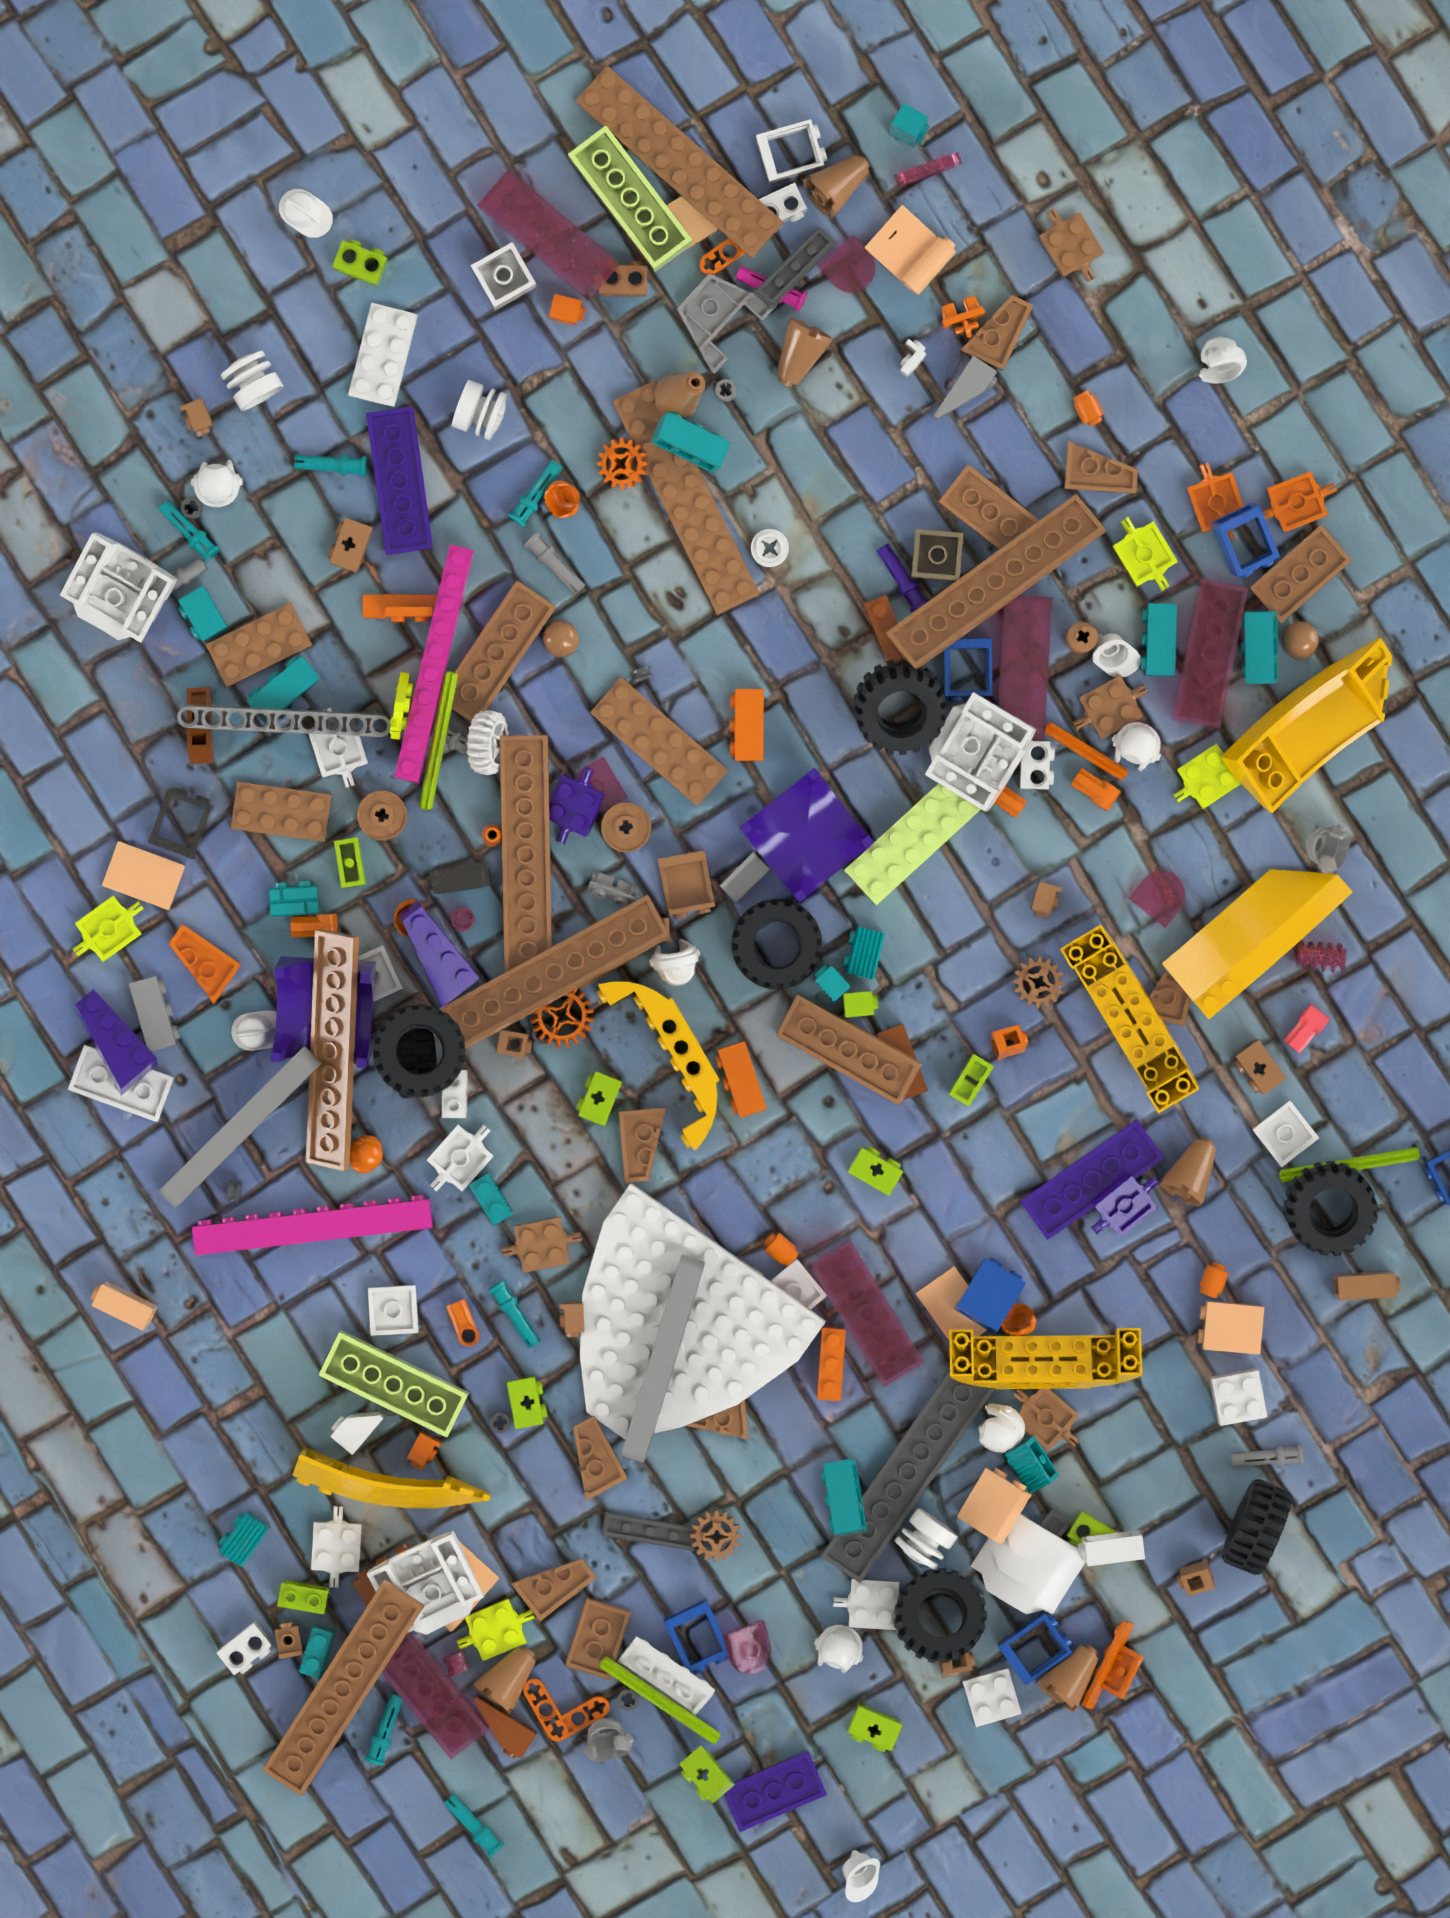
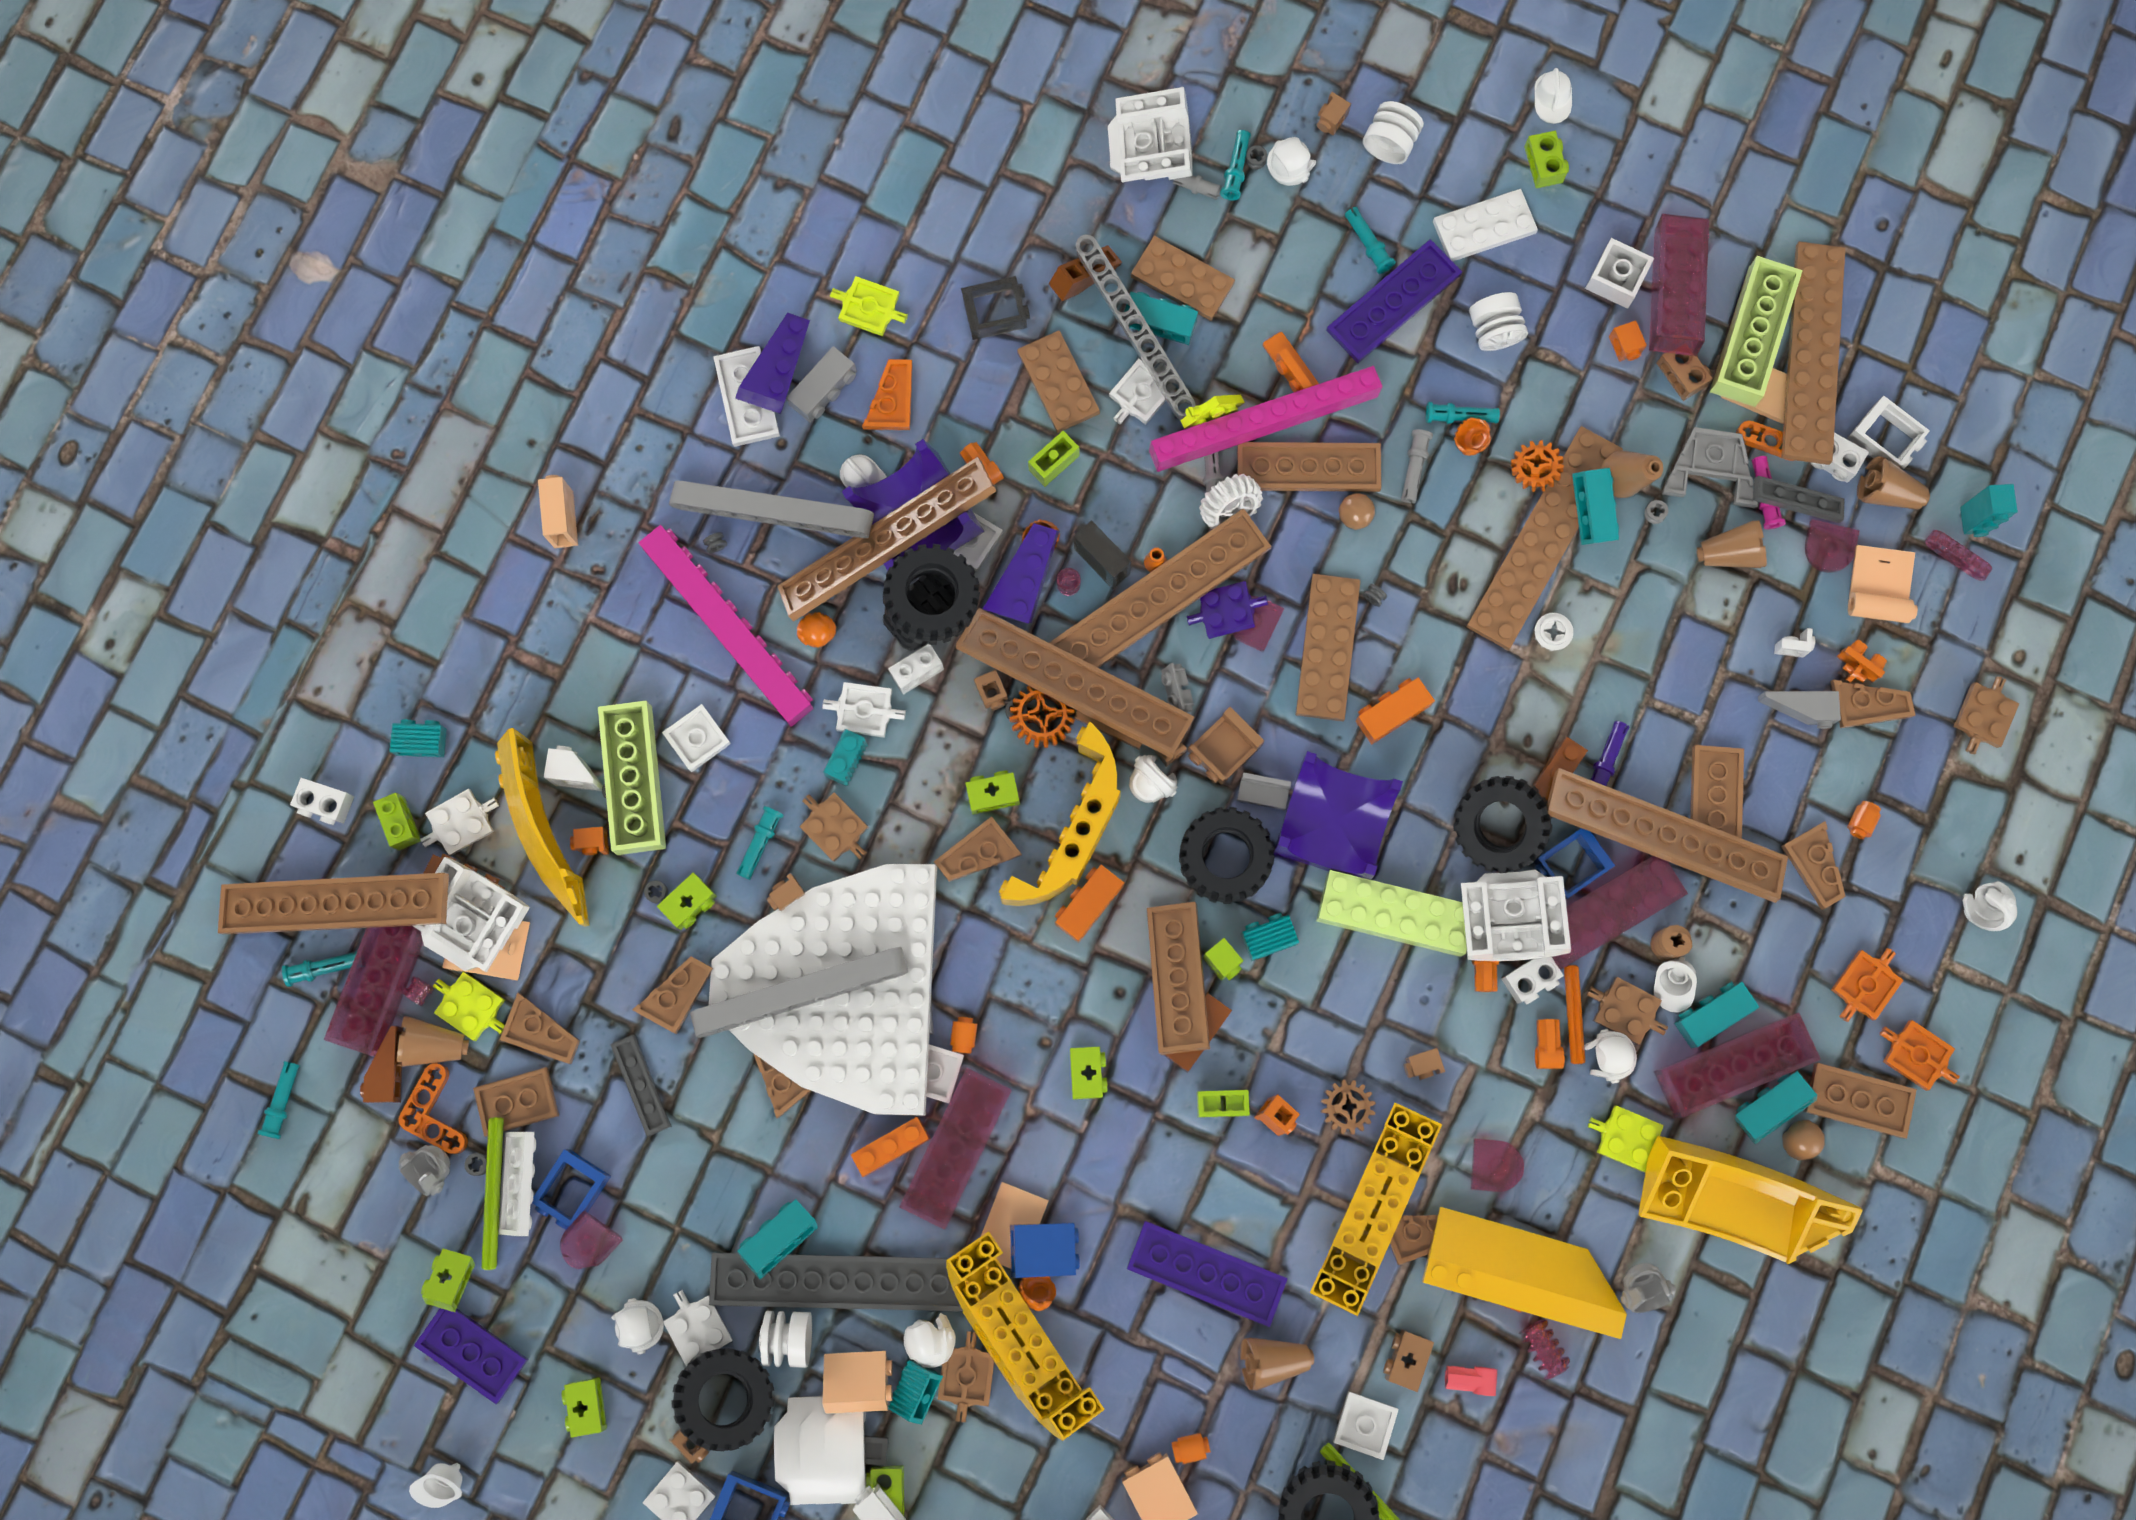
camera: 60 degrees right, 10 degrees down
(143, 875) = (931, 307): light nougat tile -> none
(203, 614) = (1177, 217): teal brick -> none
(294, 900) = (992, 436): teal brick -> none
(296, 1647) = (360, 835): medium nougat brick -> none
(317, 1651) = (356, 863): teal brick -> none
(361, 536) = (1324, 299): medium nougat brick -> none
(370, 822) = (1112, 448): medium nougat wheel -> none
(438, 740) = (1204, 463): lime axle -> none
(462, 1320) = (724, 802): orange piece -> none
(615, 818) = (1238, 651): medium nougat wheel -> none
(715, 1524) = (678, 1155): medium nougat gear -> none
(831, 982) = (1225, 923): teal brick -> none
(937, 555) = (1650, 772): dark tan brick -> none
(1124, 1204) = (1204, 1319): plate -> none
(1145, 554) = (1778, 951): neon yellow plate -> none
(1235, 519) = (1838, 1019): blue window -> none

